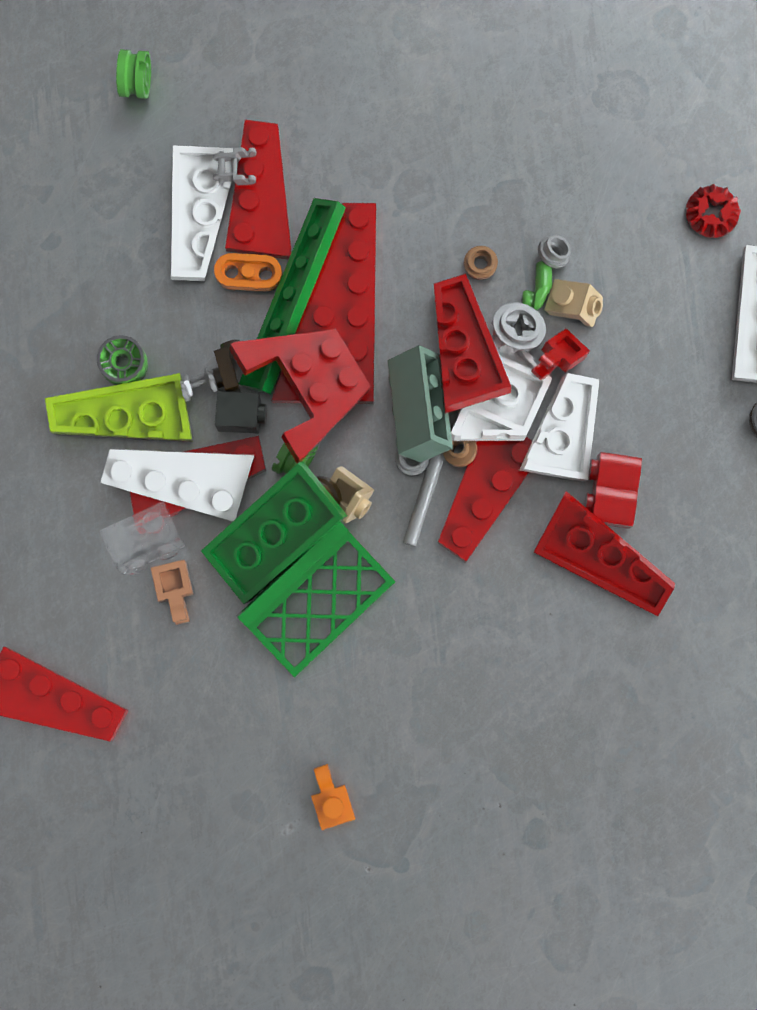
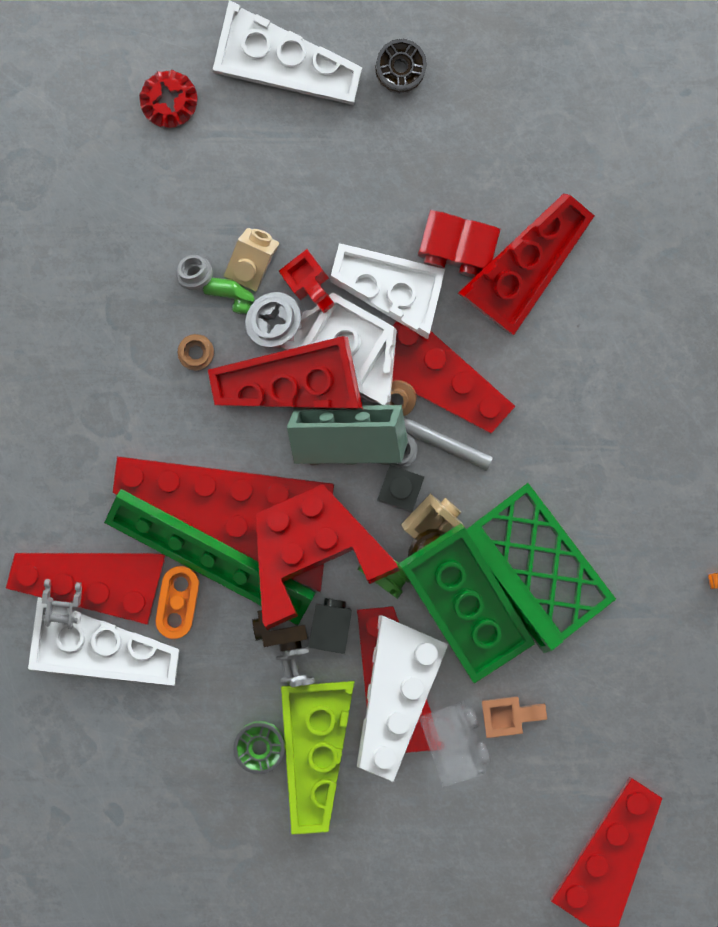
camera: 85 degrees left, 5 degrees up
(375, 461) = (400, 488): none -> pearl dark grey brick

